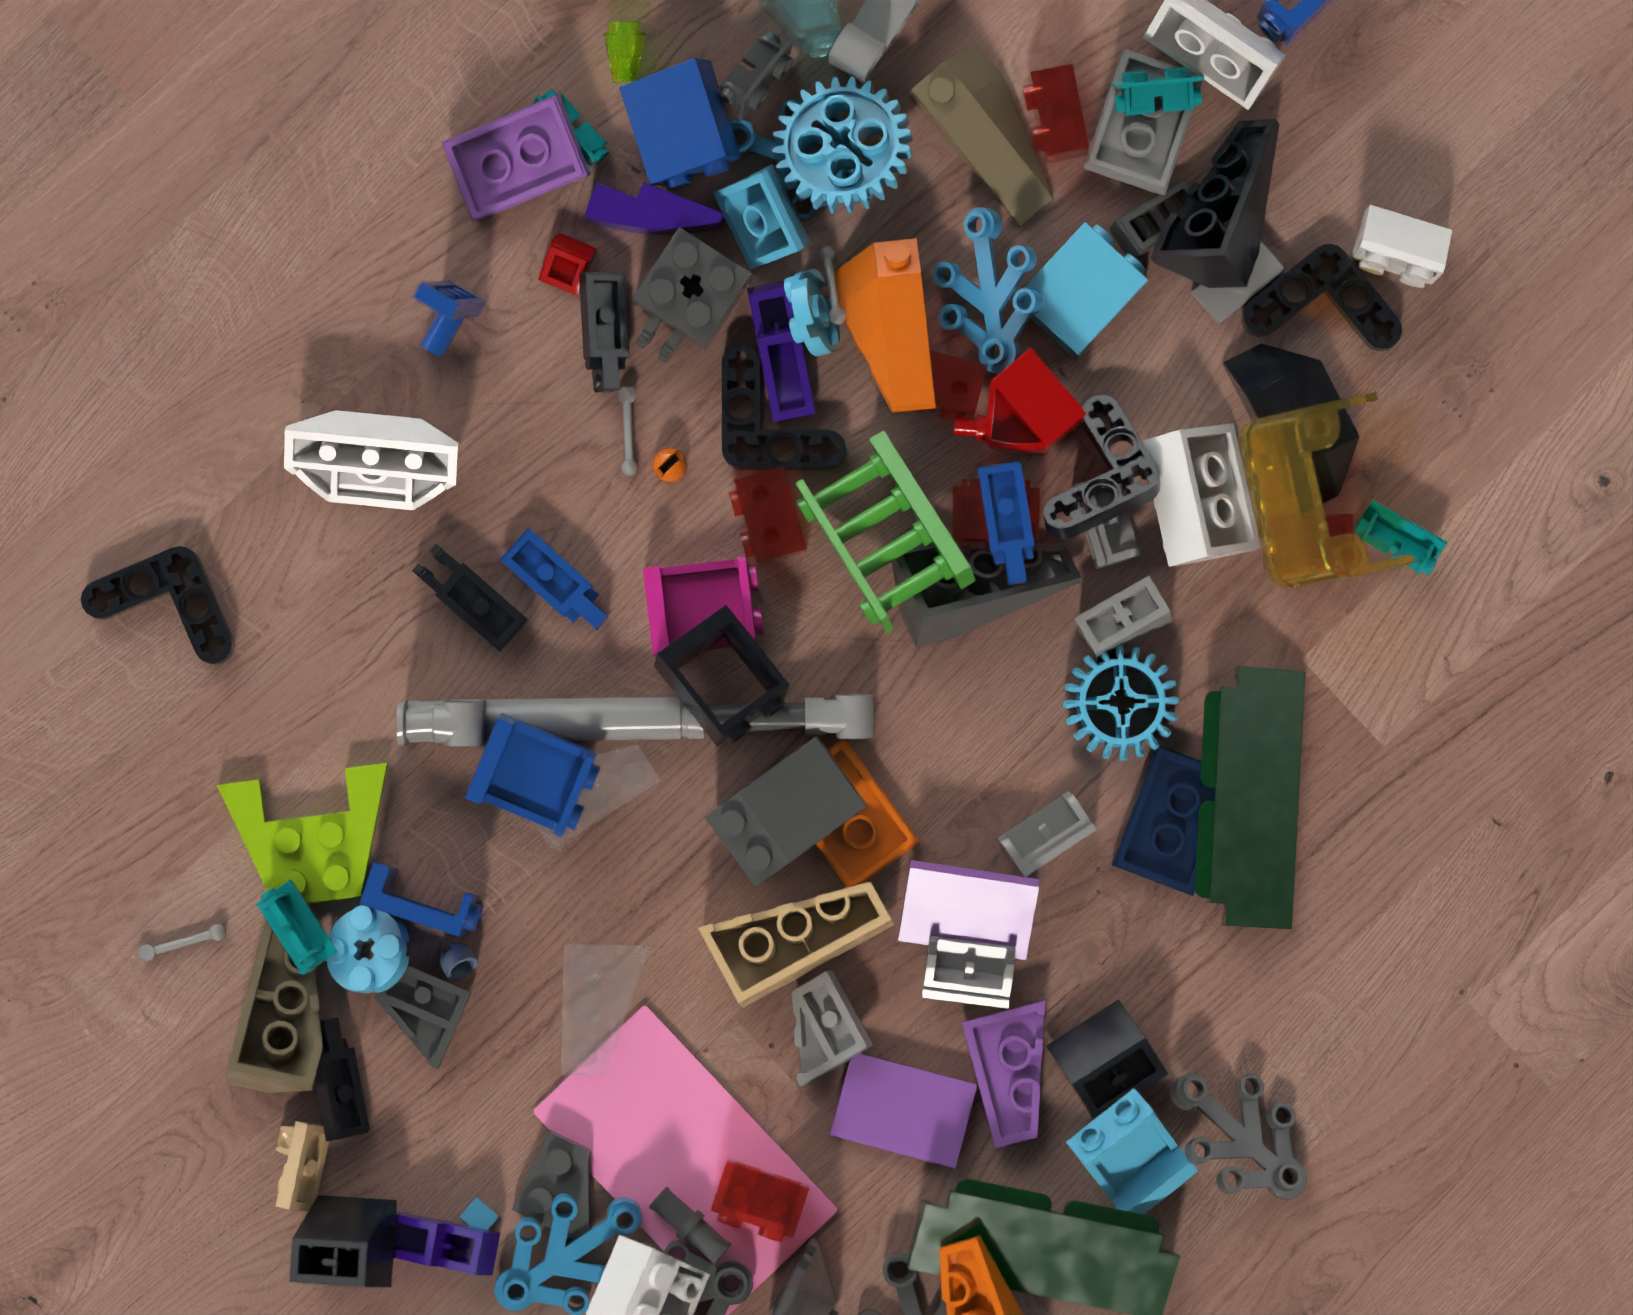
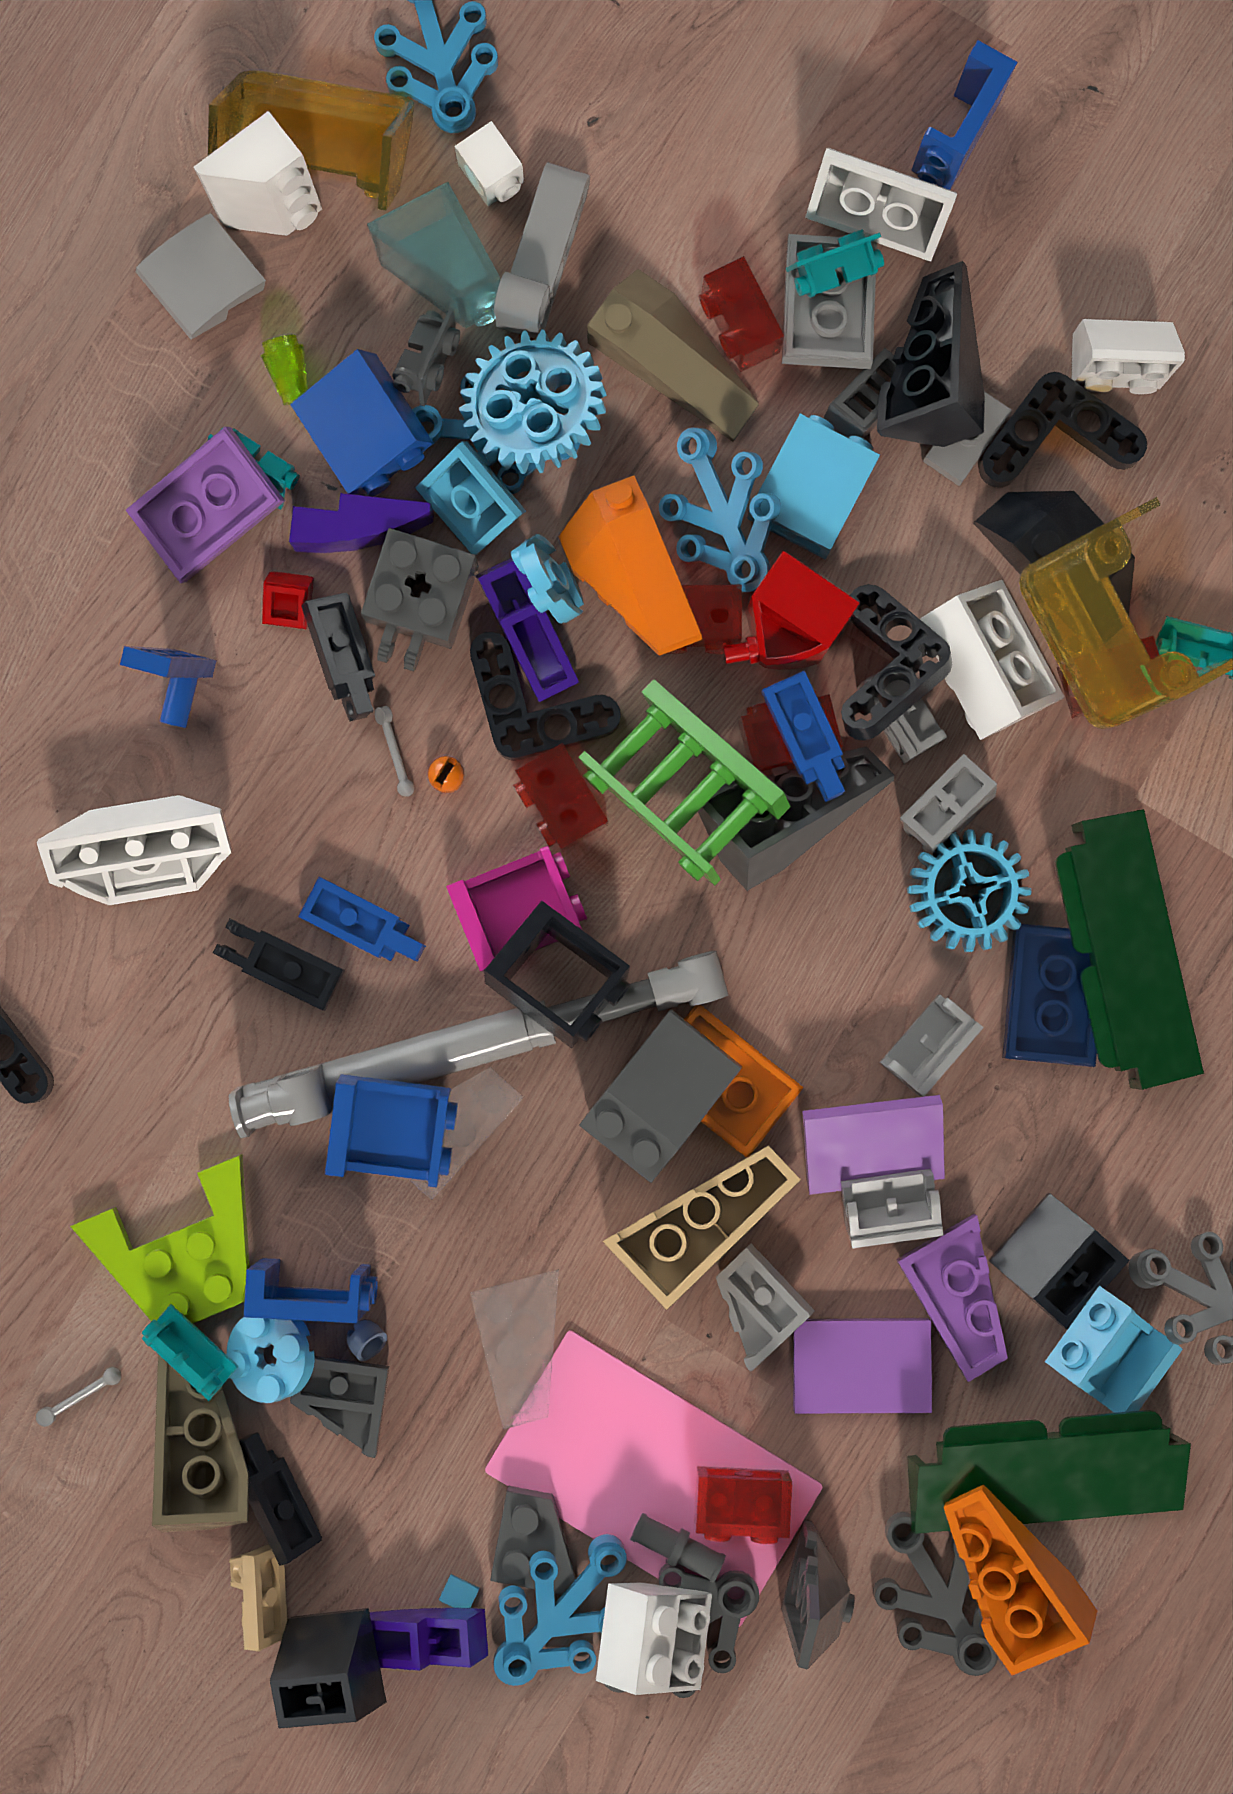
camera: 20 degrees left, 0 degrees up
(837, 314) = (574, 575): light grey hinge -> none

